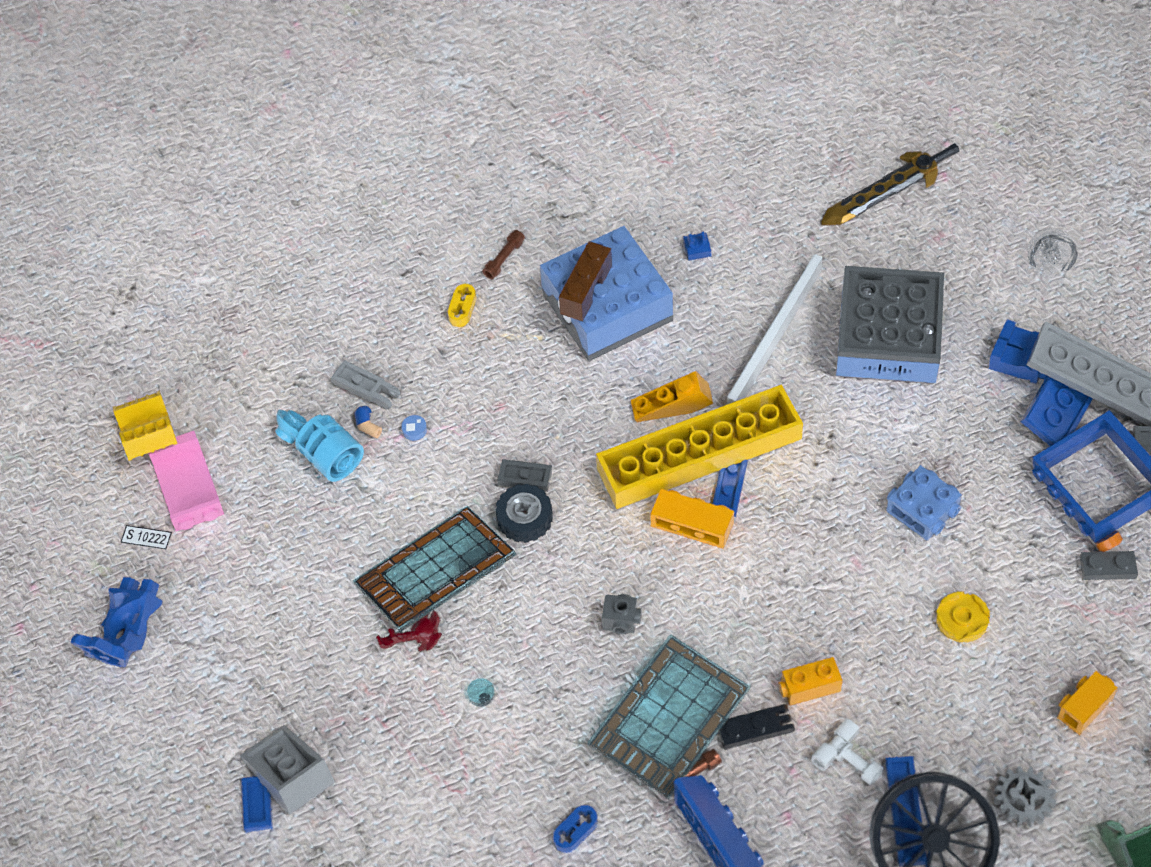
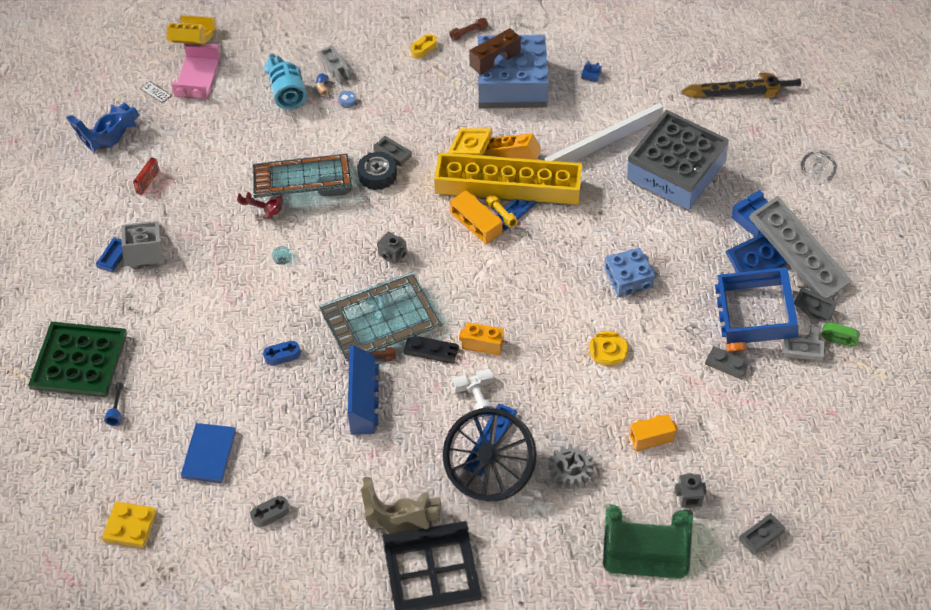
camera: 25 degrees right, 5 degrees down
(225, 668) = (146, 176): none -> clear red tile
(618, 418) = (471, 141): none -> yellow plate
(736, 501) = (494, 203): none -> yellow bar

